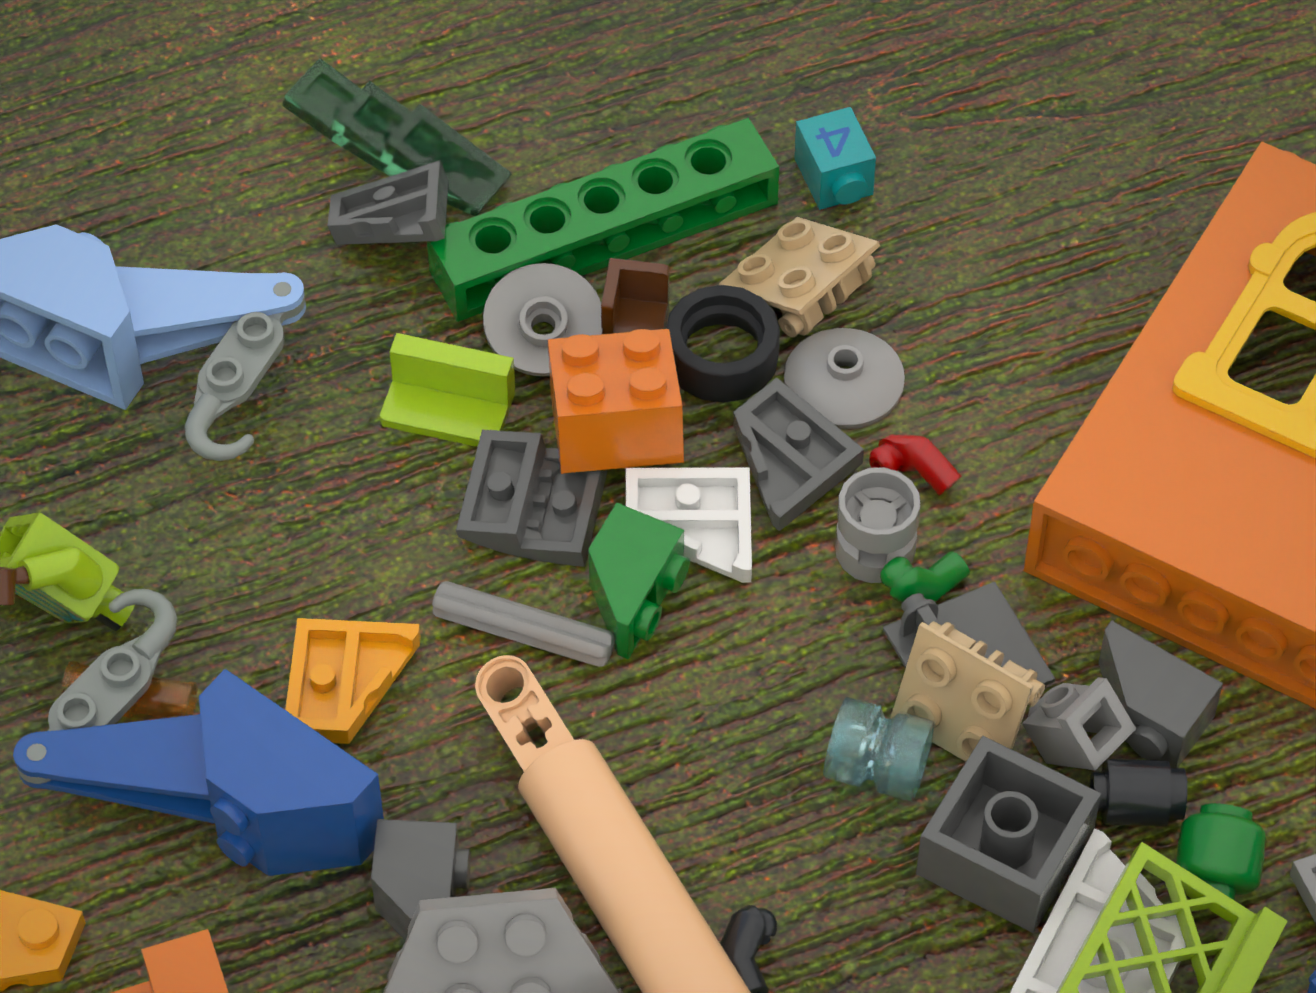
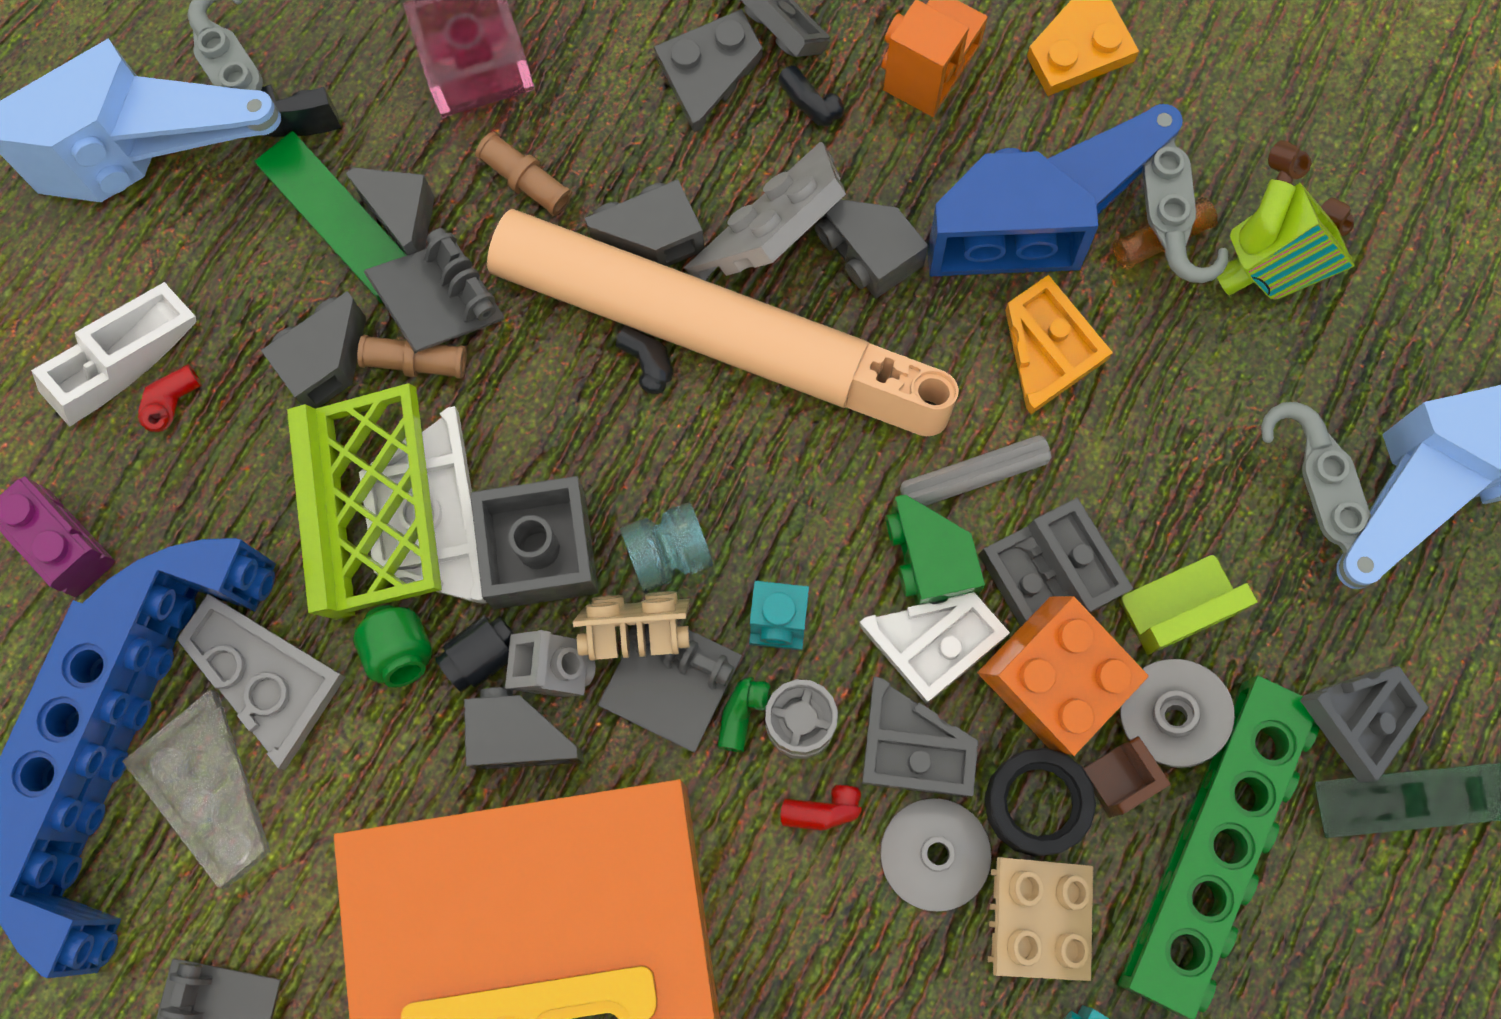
camera: 145 degrees right, 20 degrees up
(827, 614) = (778, 615): none -> teal brick

